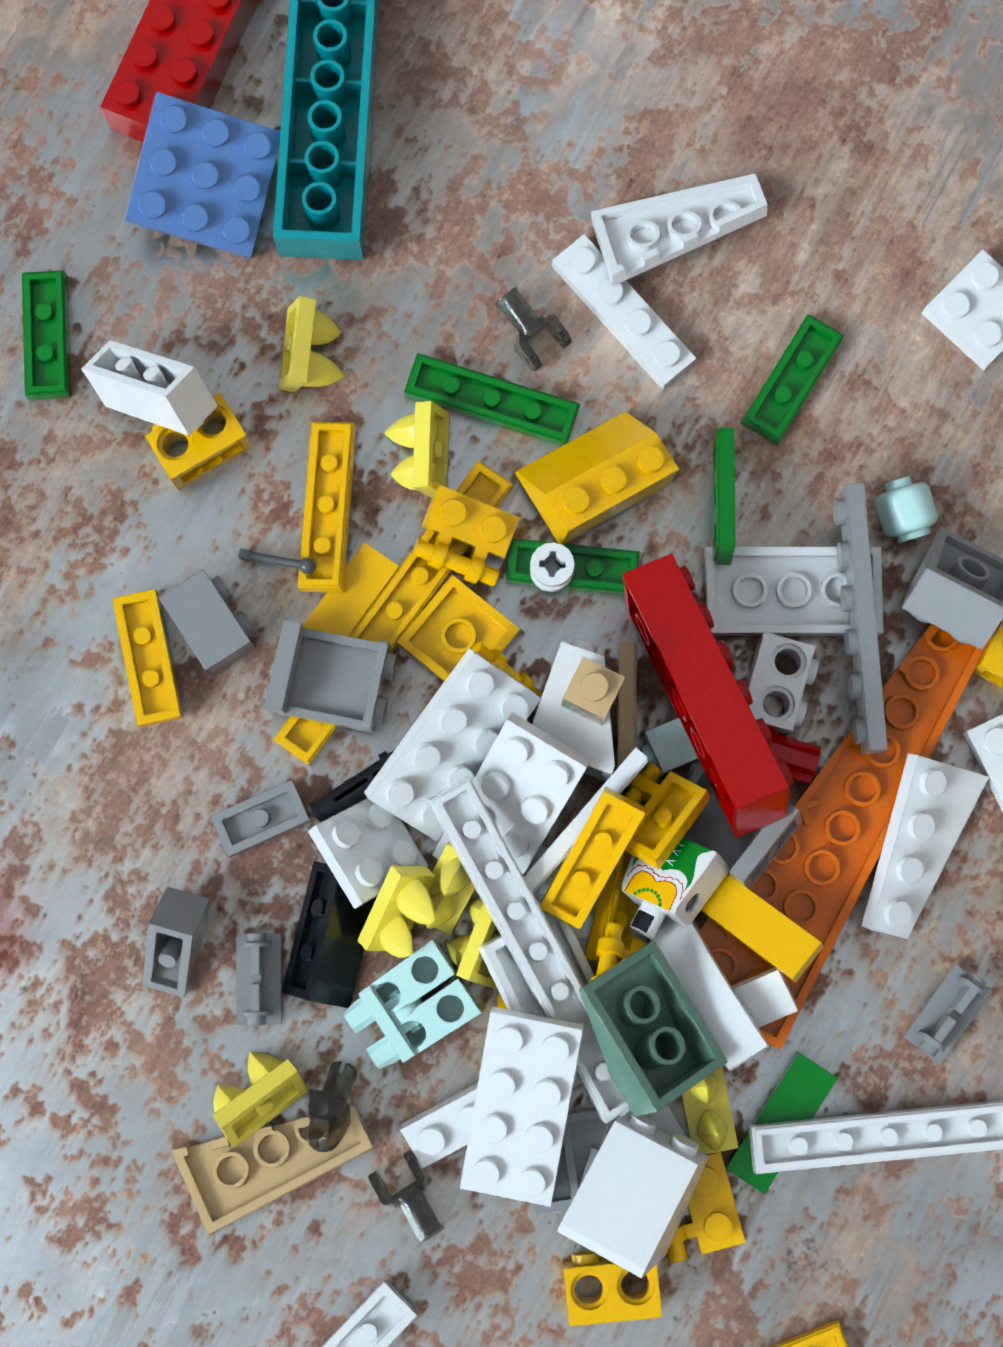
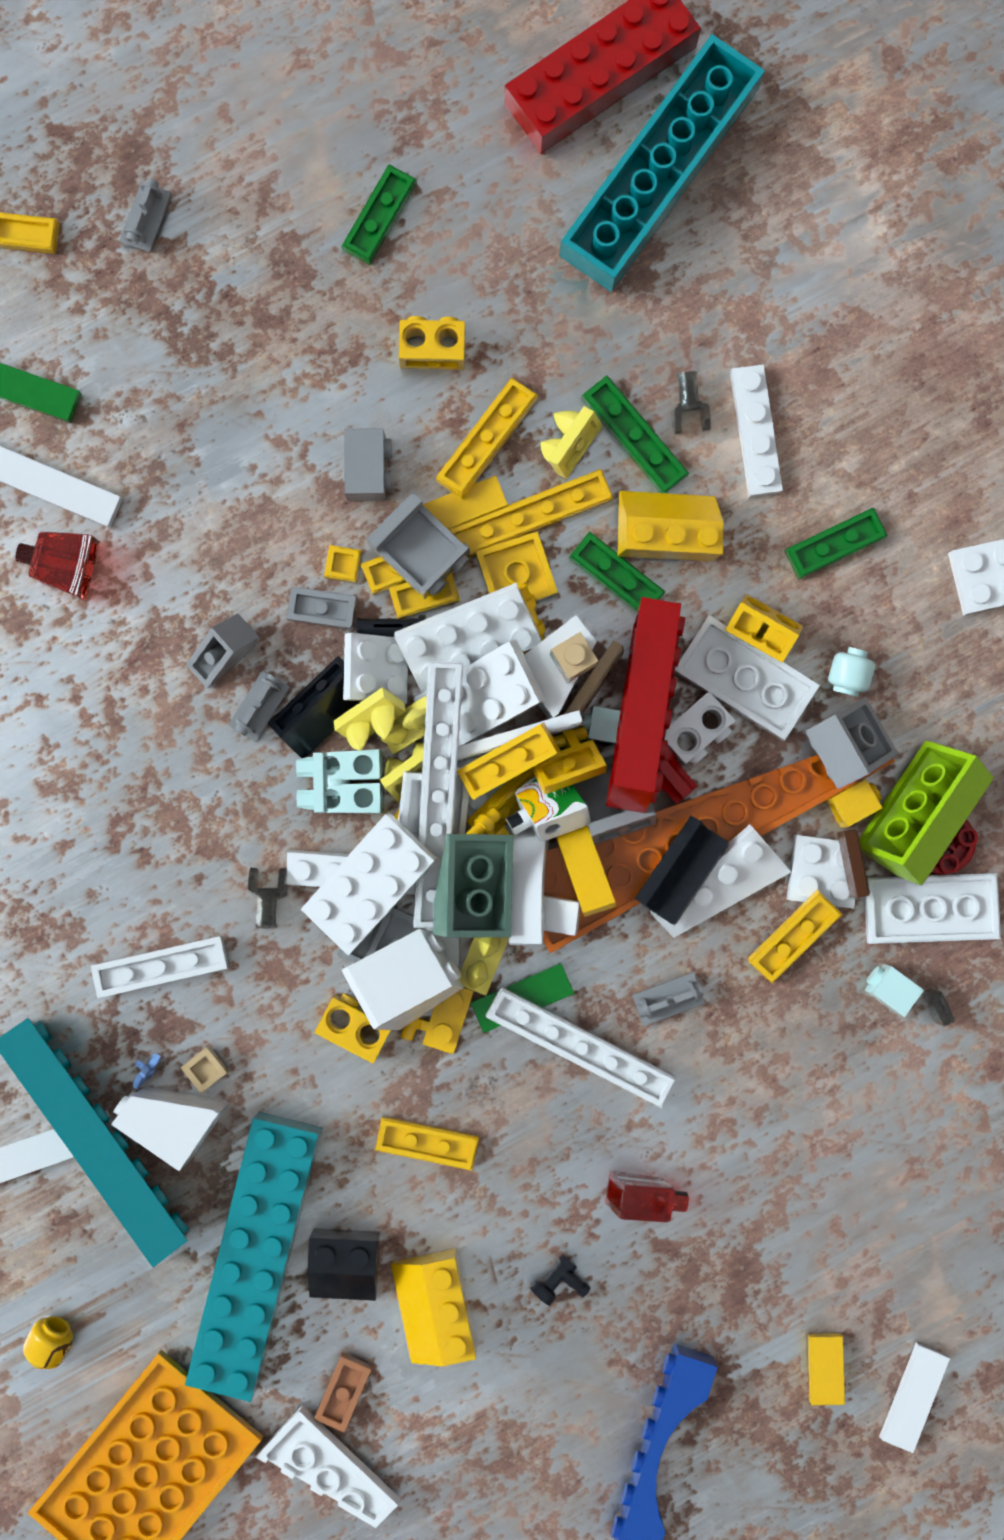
camera: 30 degrees right, 5 degrees up
(147, 658) = (314, 463): yellow plate -> none
(150, 387) = (421, 290): white brick -> none
(202, 175) = (542, 172): medium blue plate -> none
(253, 752) = (343, 564): none -> yellow tile
(261, 1169) = (188, 820): tan wing -> none
(272, 1091) = (225, 778): light yellow tile -> none
(299, 363) = (528, 336): light yellow tile -> none
(306, 565) = (449, 466): dark grey hinge -> none
(331, 1108) = (252, 811): clear smoke piece -> none
(357, 747) = (411, 603): none -> yellow tile
(470, 523) = (570, 506): yellow plate -> none
(552, 576) = (598, 571): white wheel -> none
(665, 226) = (823, 393): white wing -> none
(723, 496) = (740, 589): green tile -> none
(780, 522) = (764, 628): none -> yellow brick
(862, 637) = (780, 709): light grey plate -> none
(870, 856) = (682, 870): none -> black panel

